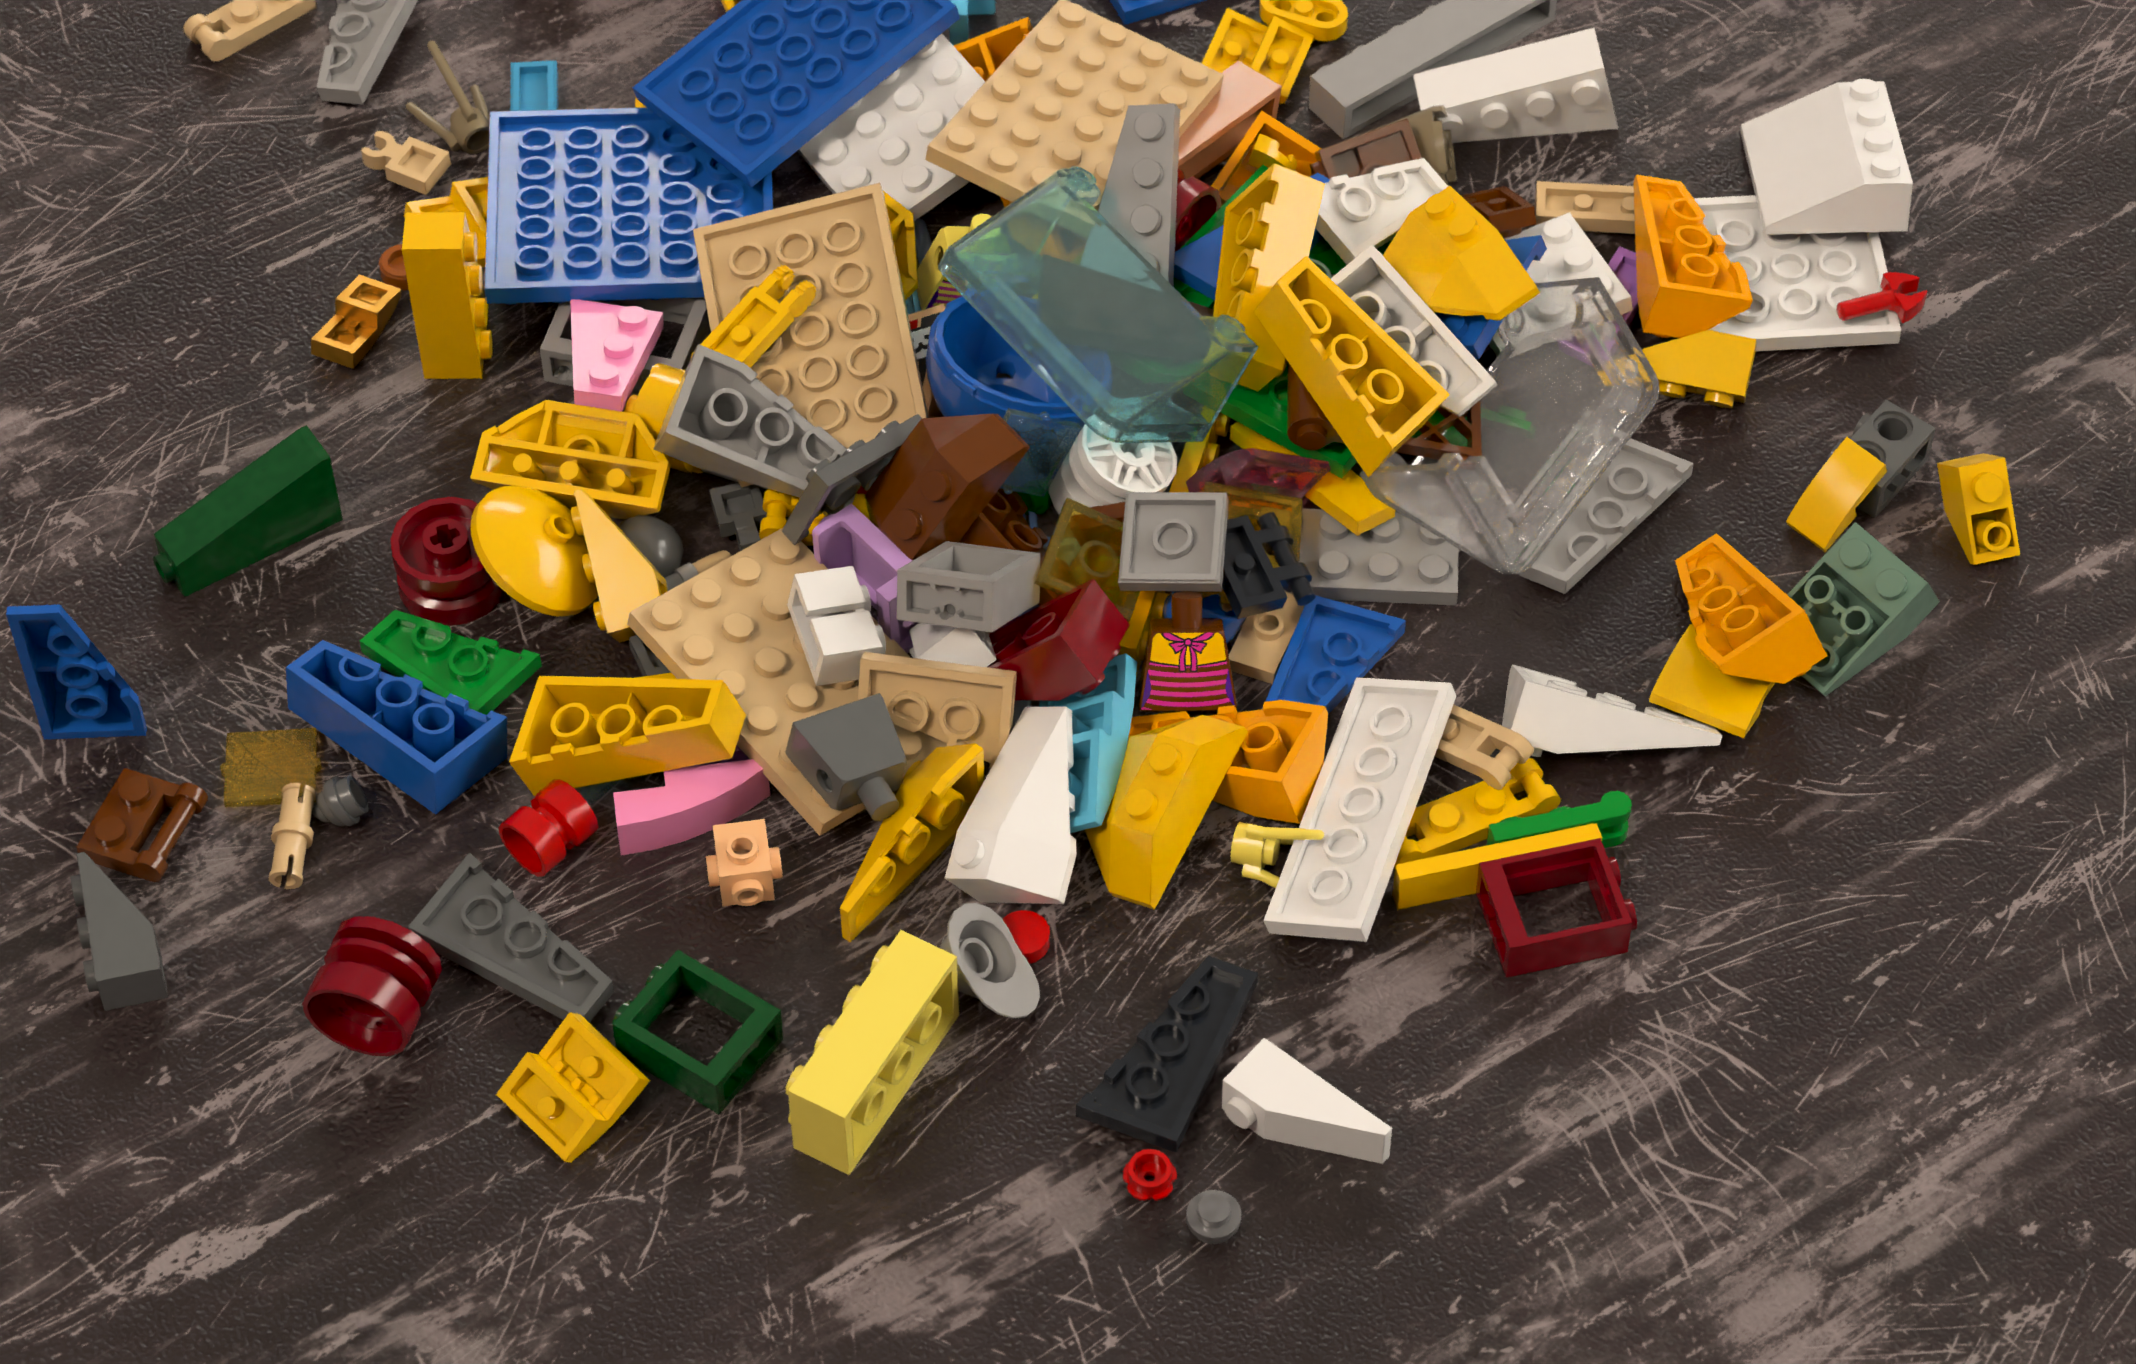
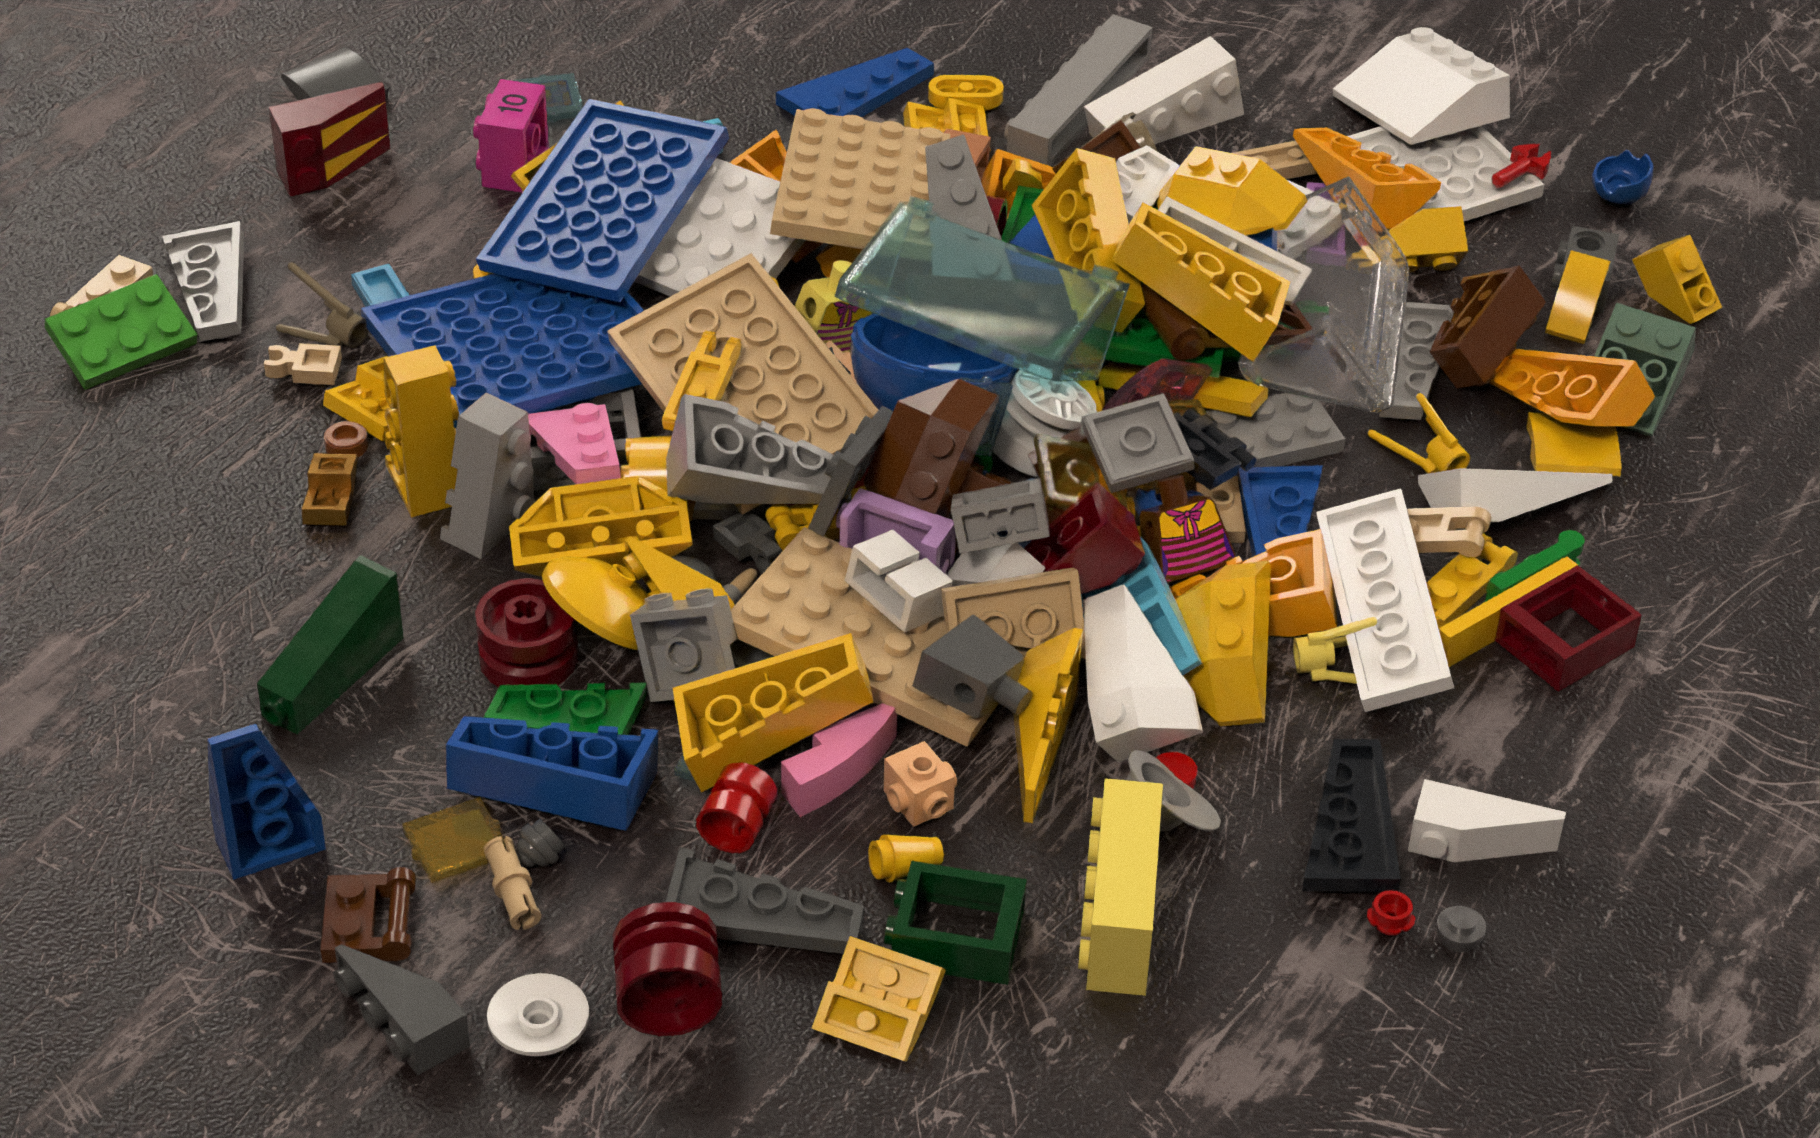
camera: 25 degrees left, 10 degrees down
(231, 973) = (538, 1014): none -> white dish
(241, 68) = (120, 331): none -> bright green plate
(498, 362) = (491, 477): none -> light grey wedge
(584, 623) = (683, 639): none -> light grey plate
(690, 935) = (893, 854): none -> yellow cone
(1558, 649) = (1442, 451): none -> yellow plant
(1696, 503) = (1485, 325): none -> reddish brown wedge
(2003, 349) = (1623, 178): none -> blue hair

